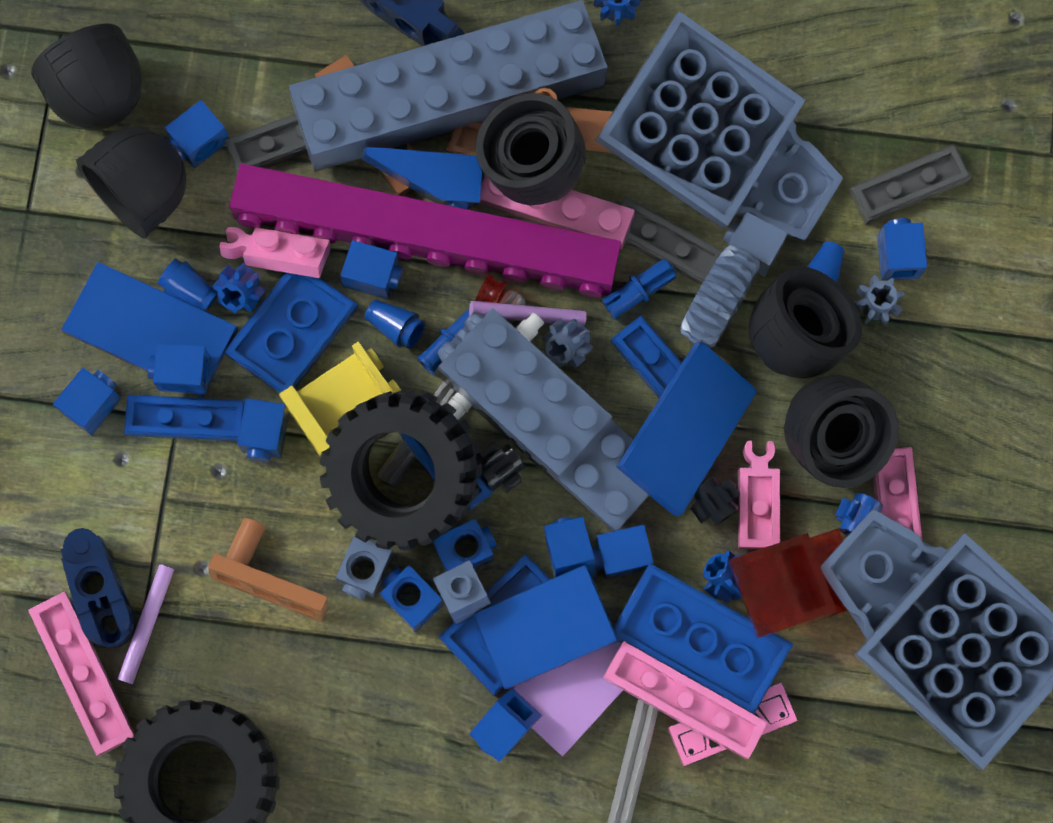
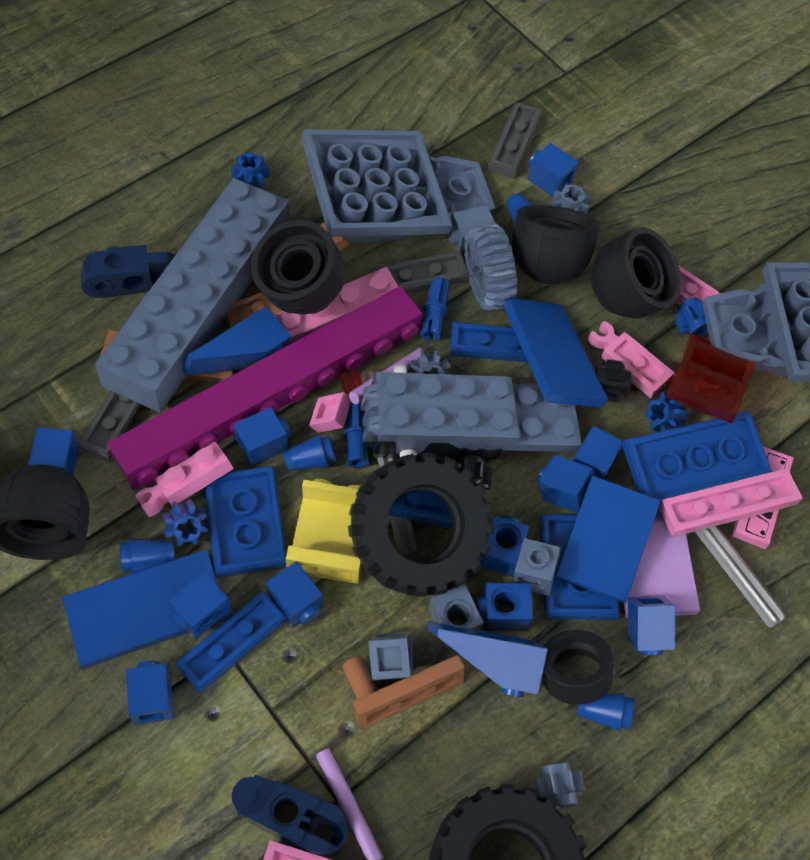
camera: 50 degrees left, 15 degrees down
(281, 547) = (392, 655): none -> sand blue brick
(301, 765) = (559, 784): none -> sand blue gear
(353, 628) = (507, 660): none -> slope
(401, 752) = (611, 711): none -> blue cone
(409, 669) = (583, 689): none -> black tyre
(447, 301) = (330, 412): none -> bright pink plate

